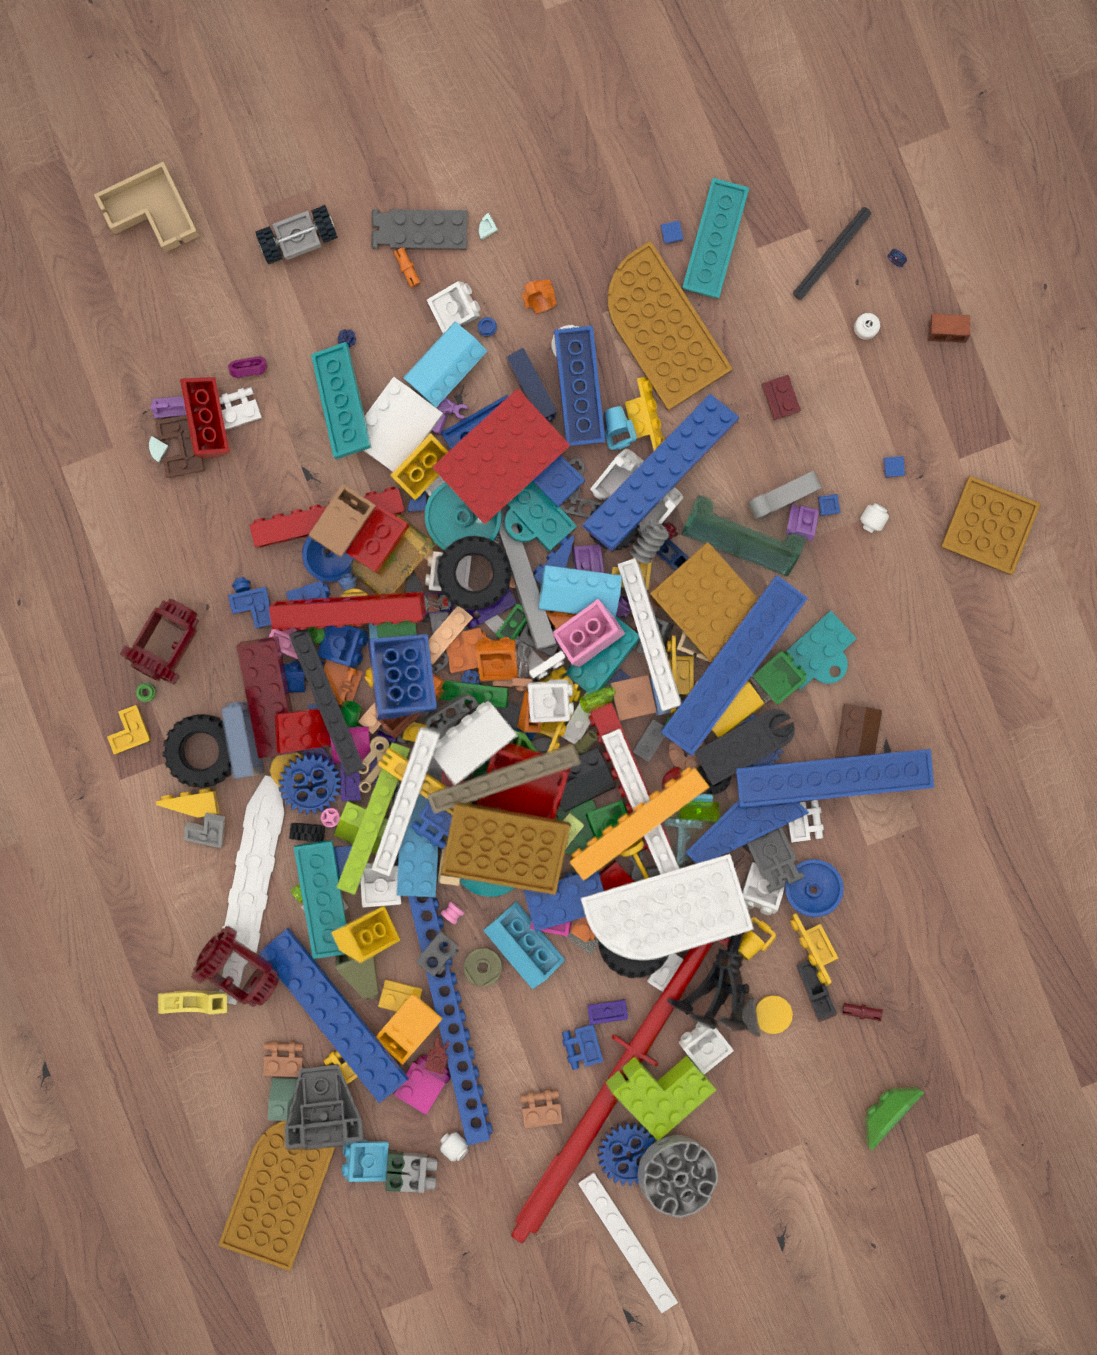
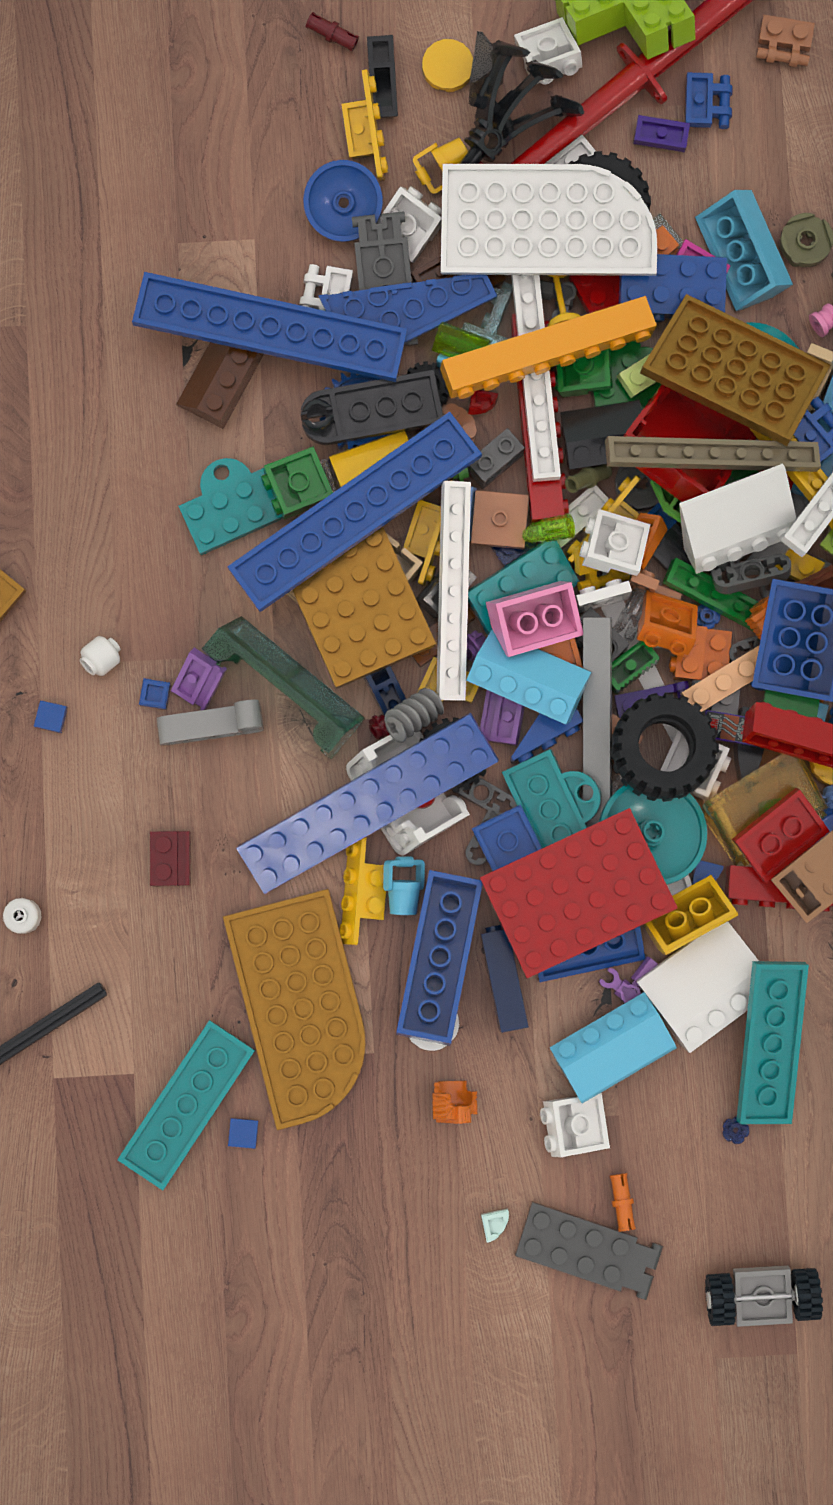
camera: 165 degrees left, 5 degrees down
(487, 326) = (537, 1083): blue plate -> none

